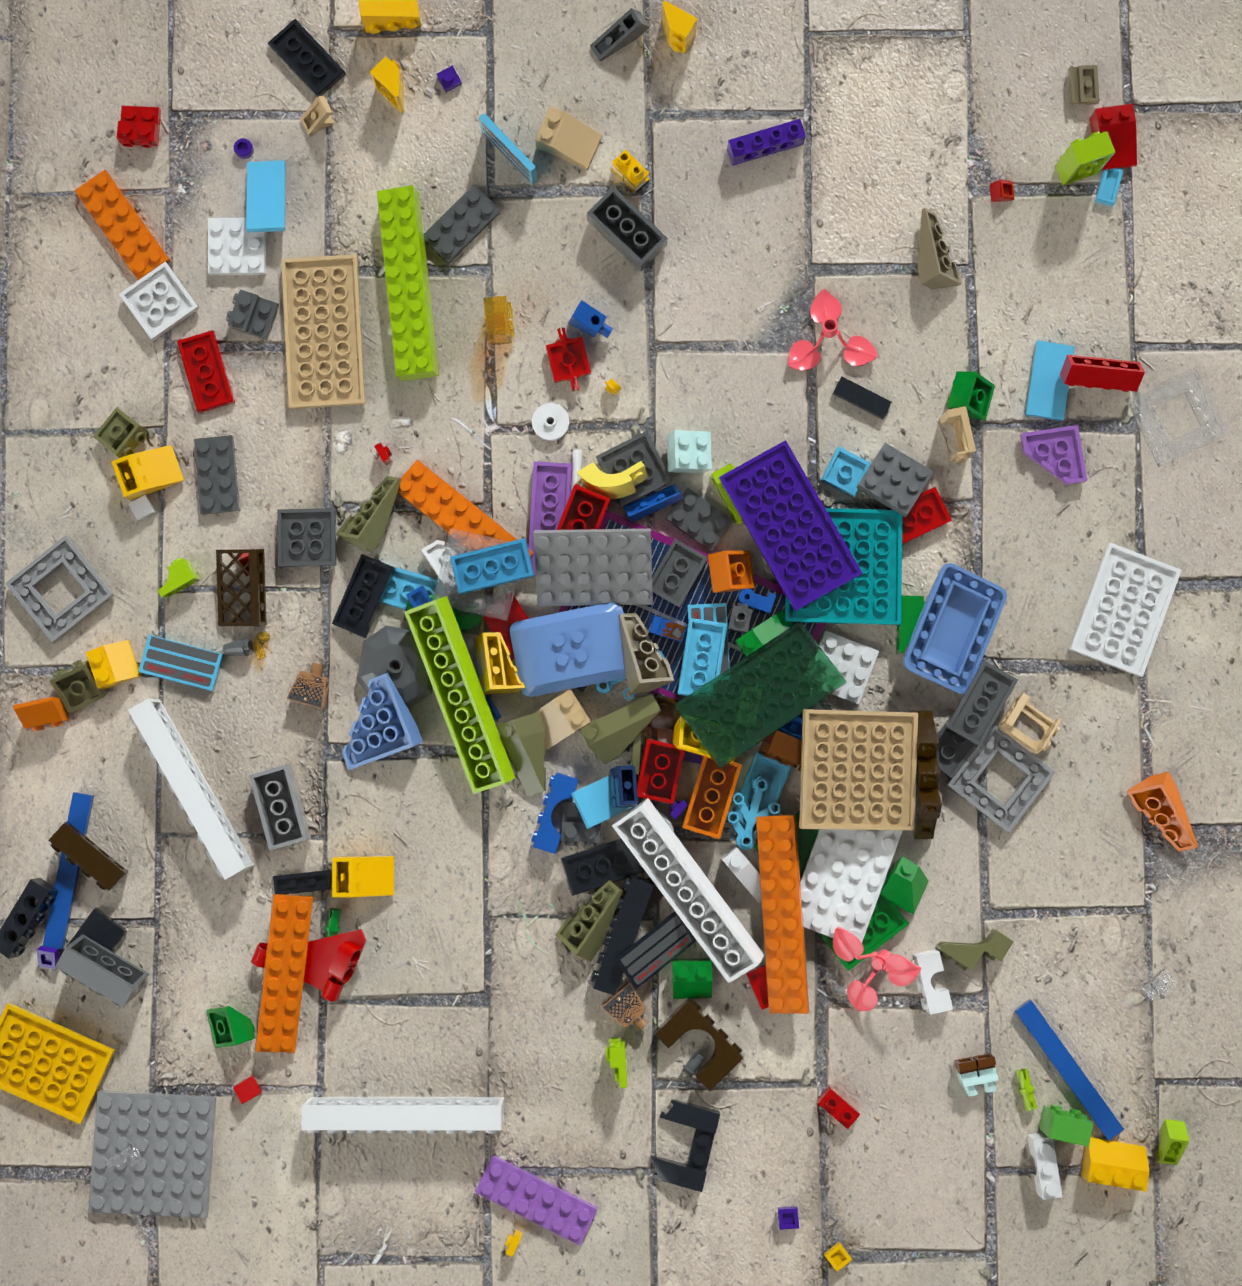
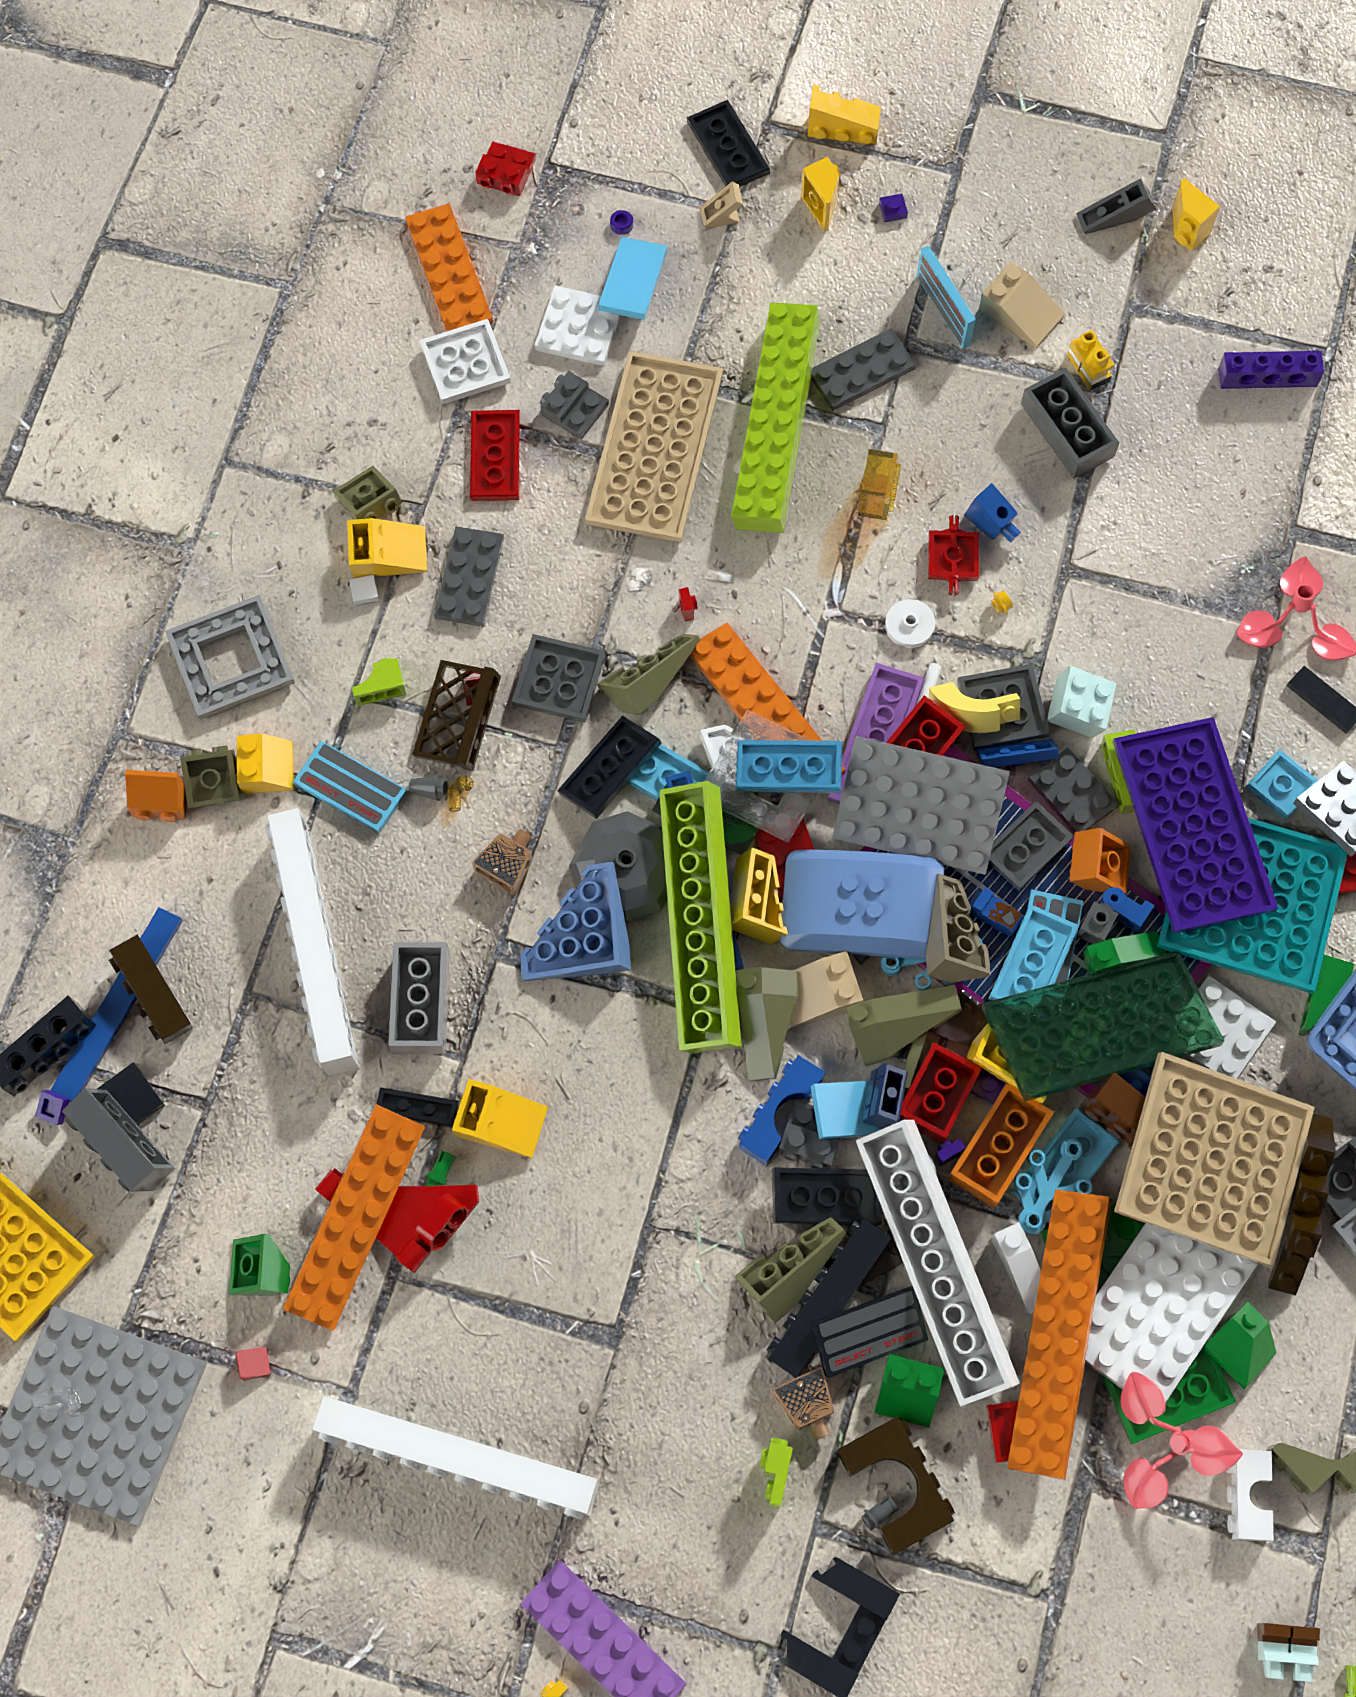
camera: 20 degrees right, 15 degrees down
(838, 1107) = (1072, 1639): red piece -> none

